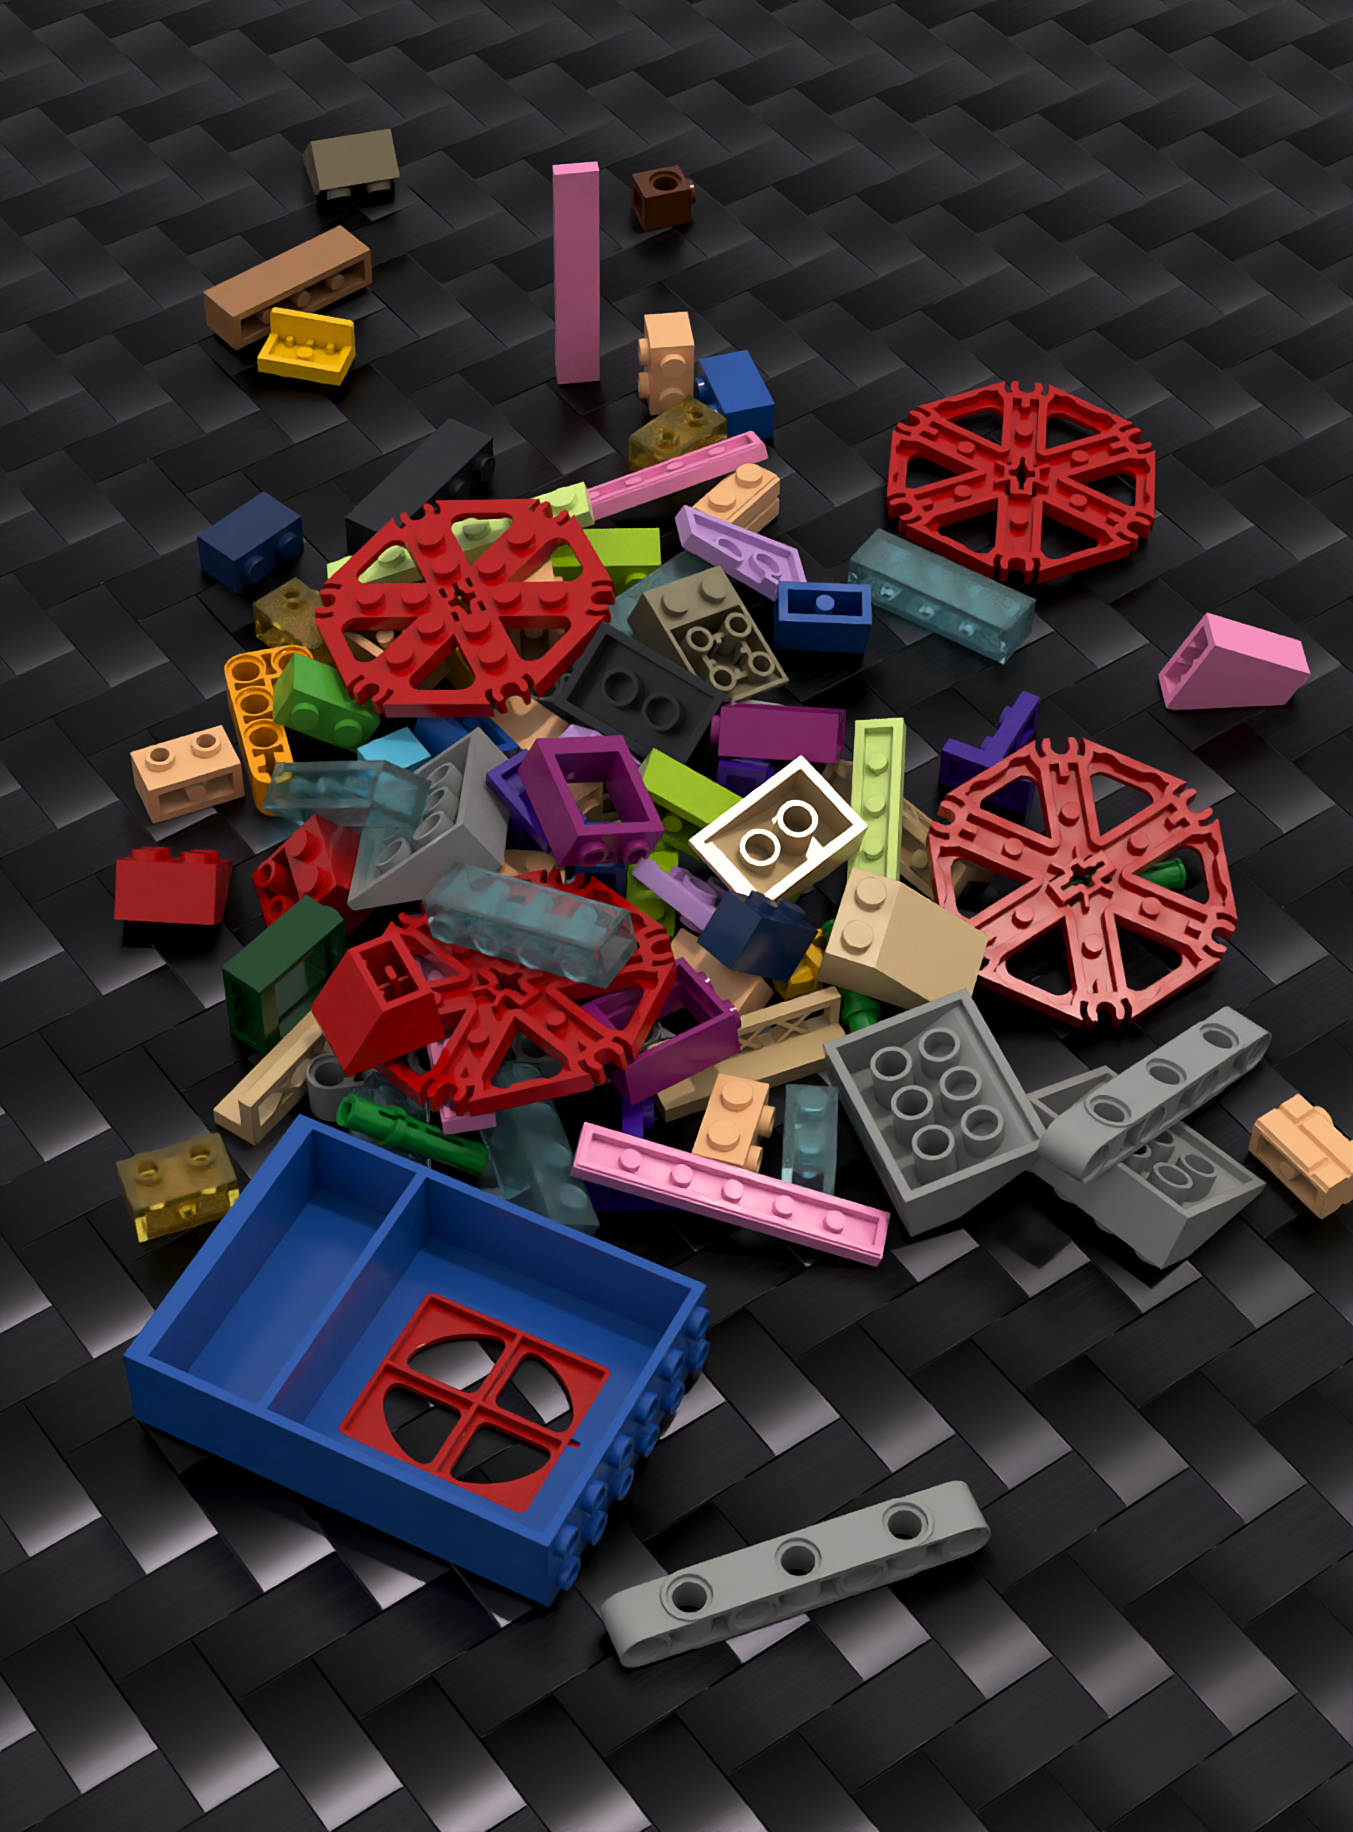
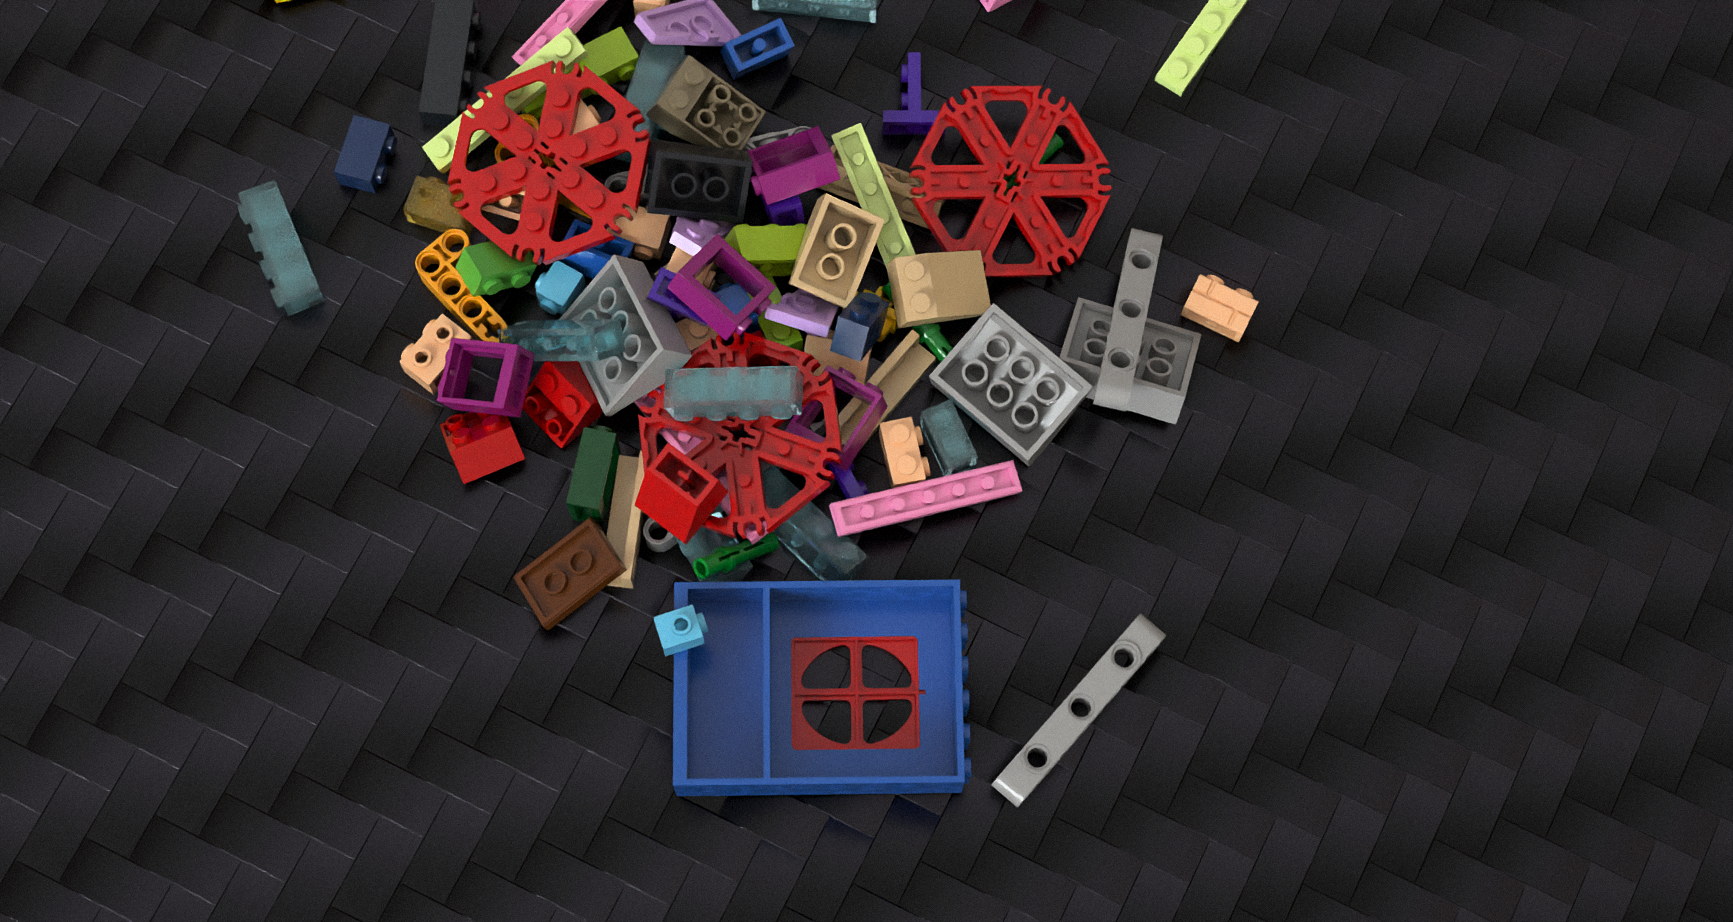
camera: 30 degrees left, 25 degrees up
(78, 594) = (281, 248): none -> clear light blue brick
(177, 1074) = (569, 573): none -> reddish brown tile
(178, 1186) = (612, 642): clear yellow brick -> none
(259, 799) = (511, 383): none -> magenta window
(263, 1160) = (680, 629): none -> medium azure brick

